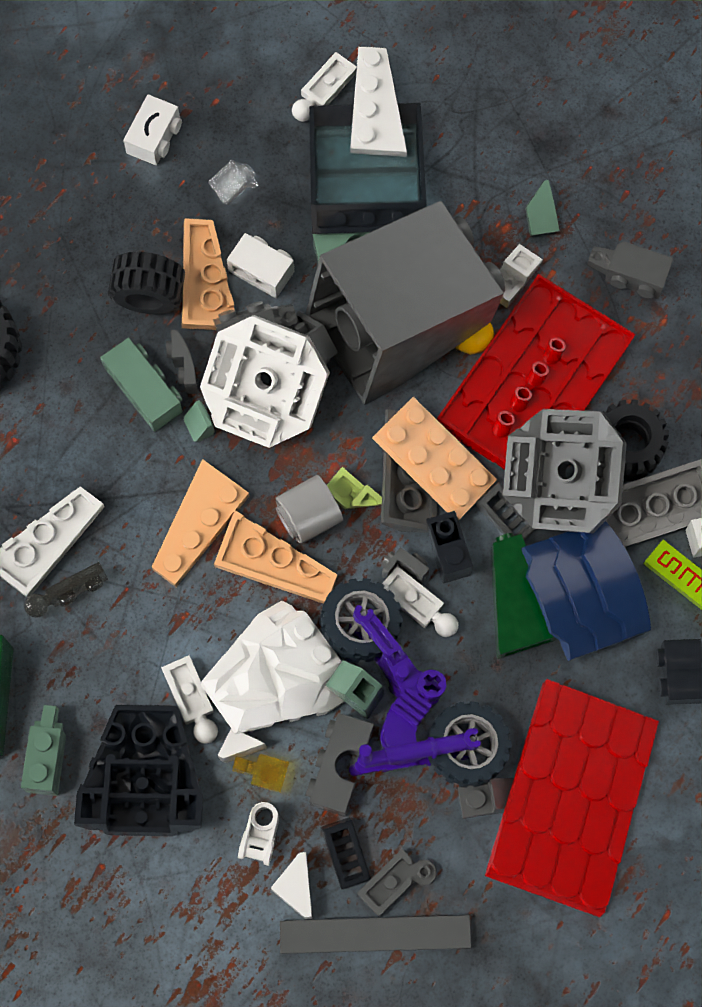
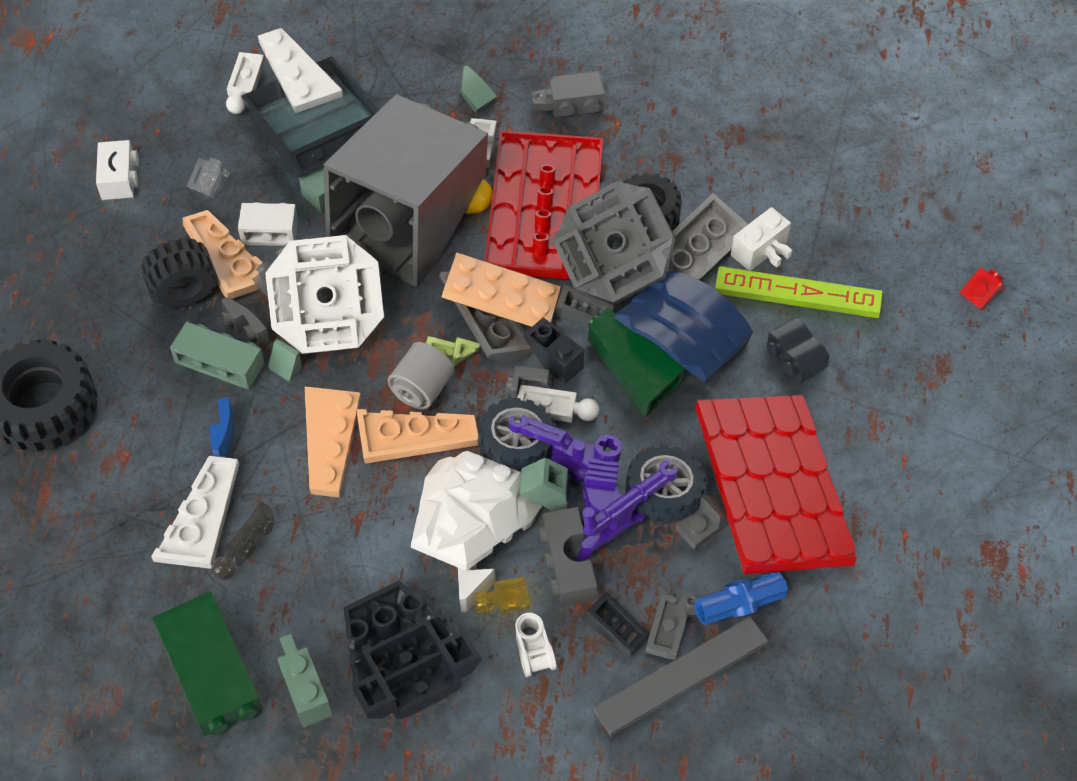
camera: 30 degrees left, 15 degrees down
(101, 472) = (222, 434): none -> blue slope
(191, 698) = (399, 565): white plate -> none
(294, 886) = (591, 673): white slope -> none
(469, 894) = (740, 597): none -> blue piece

